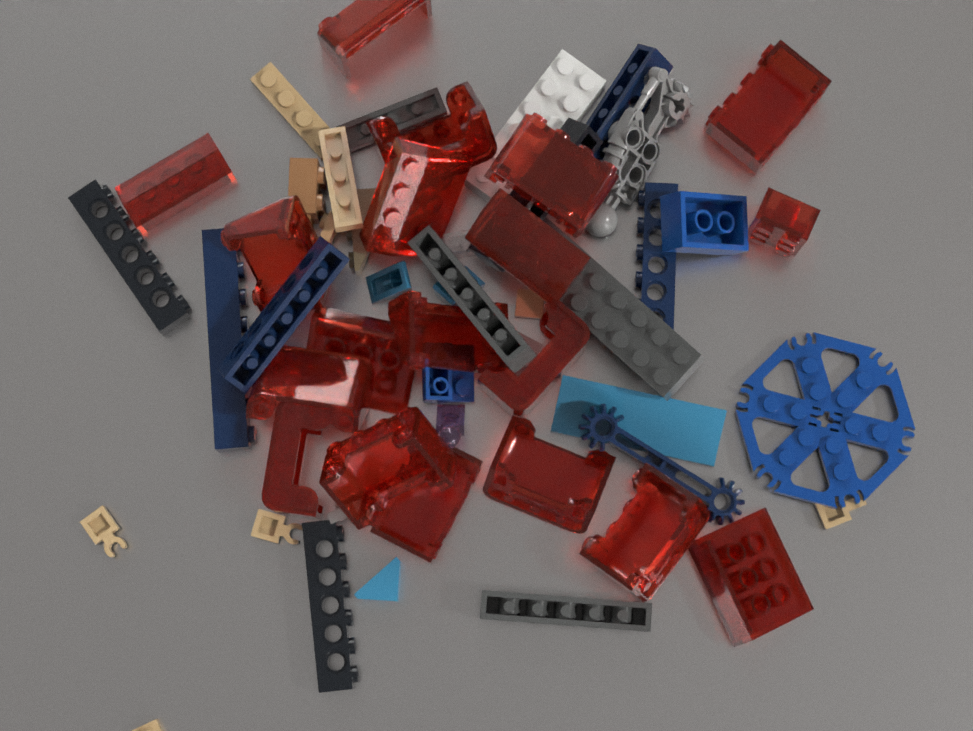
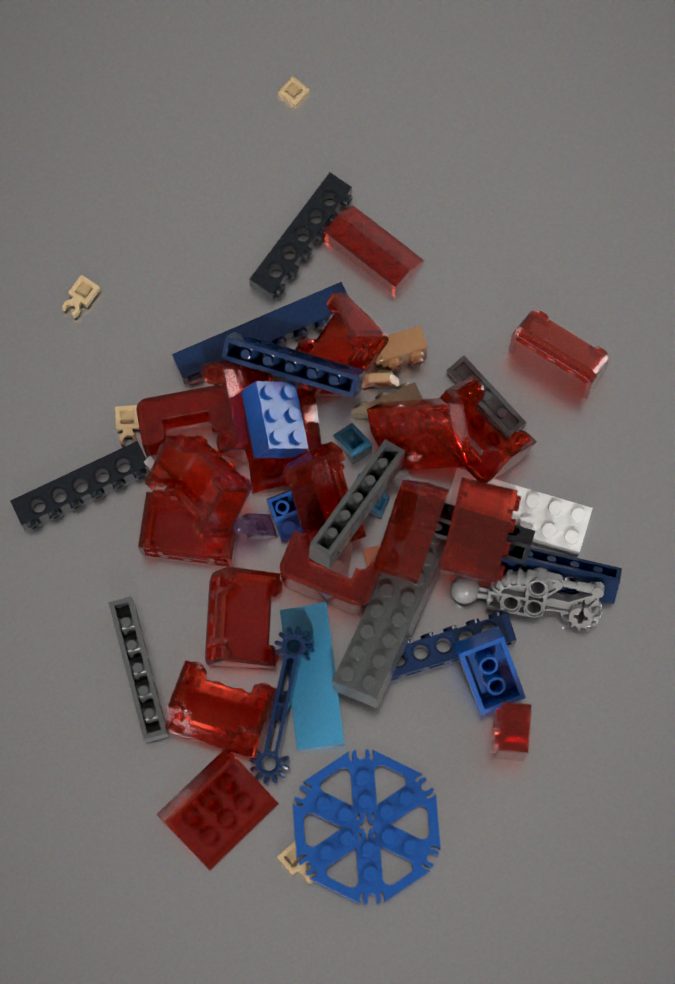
camera: 70 degrees right, 5 degrees down
(290, 106) = (466, 320): tan plate -> none
(340, 179) = (419, 372): tan plate -> none
(340, 357) = (274, 419): none -> blue brick
(383, 585) = (111, 522): dark azure slope -> none
(767, 106) = (607, 690): clear red windscreen -> none

